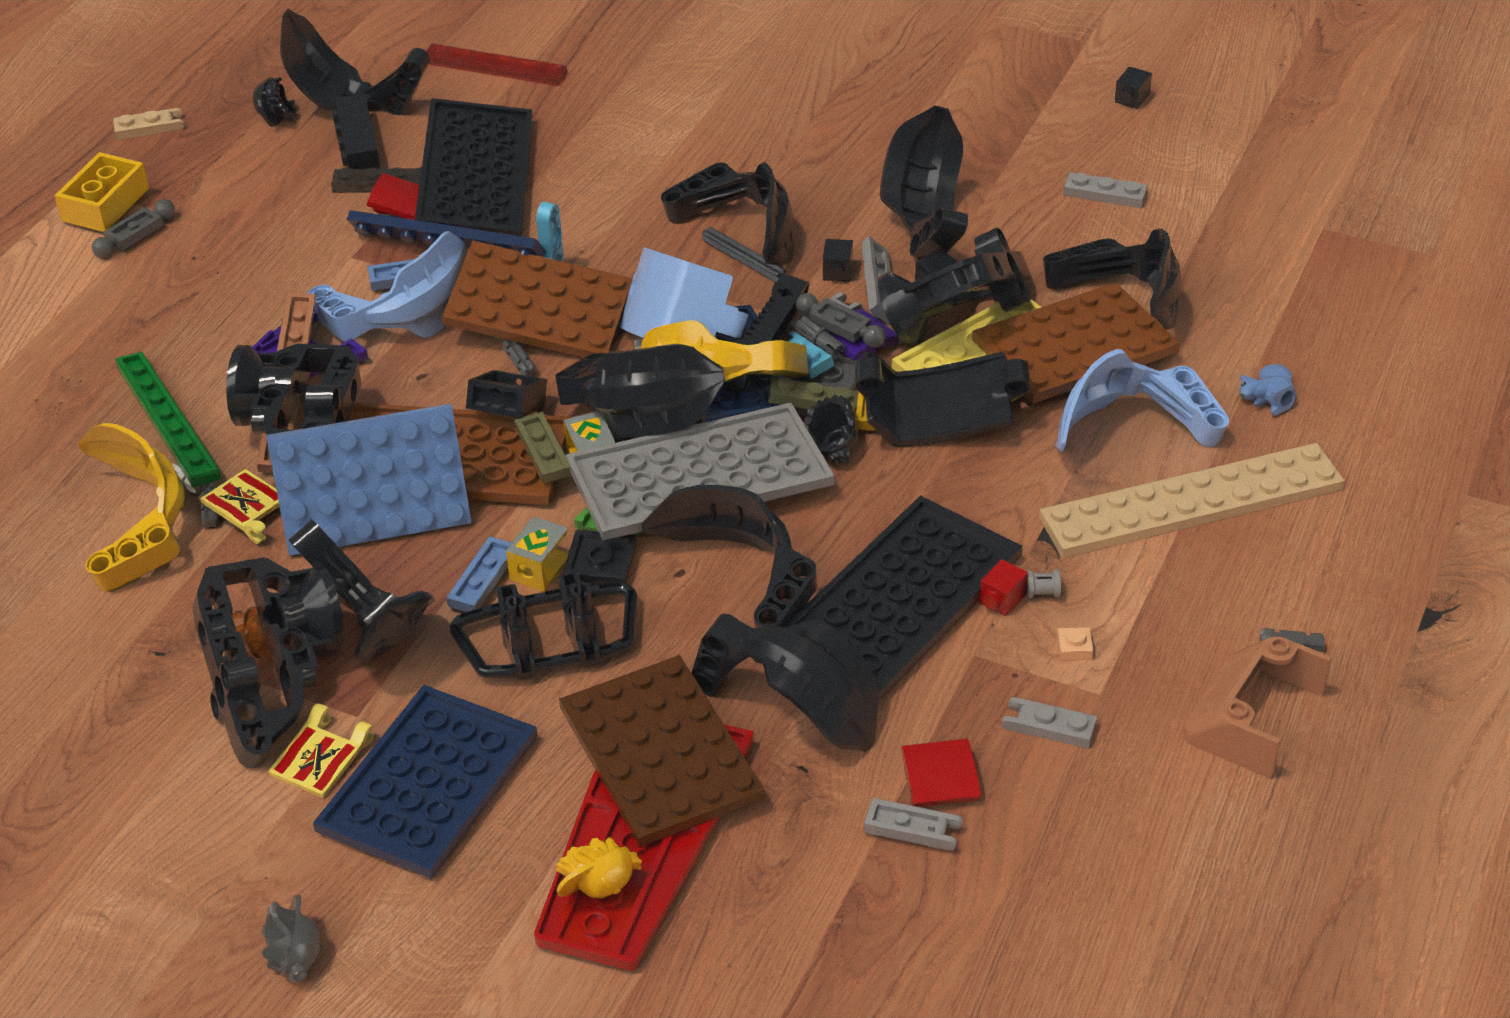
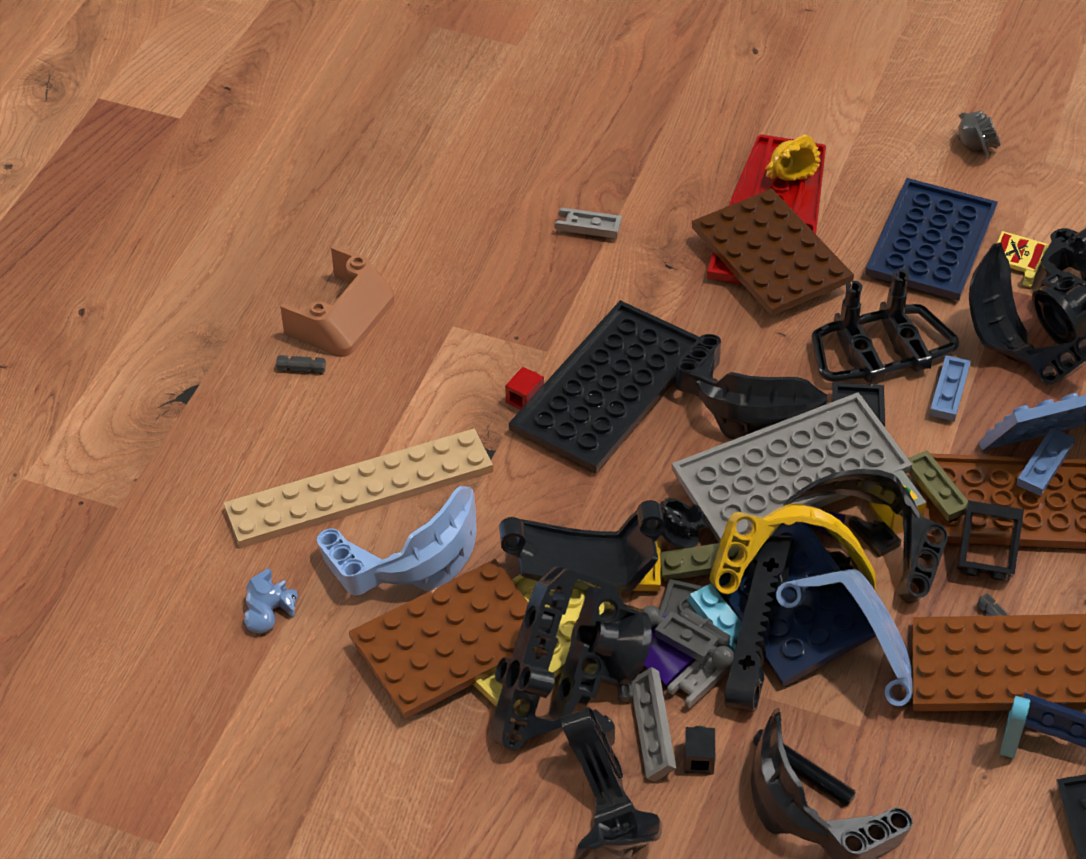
camera: 175 degrees right, 5 degrees up
(534, 556) = (909, 397): piece -> none
(804, 664) = (685, 251): black piece -> none
(941, 772) = (570, 254): red slope -> none
(1043, 584) = (492, 396): light grey bush -> none
(1050, 722) = (490, 298): light grey hinge -> none
(1074, 644) = (469, 356): light nougat plate -> none
(1150, 262) = (397, 742): black piece -> none

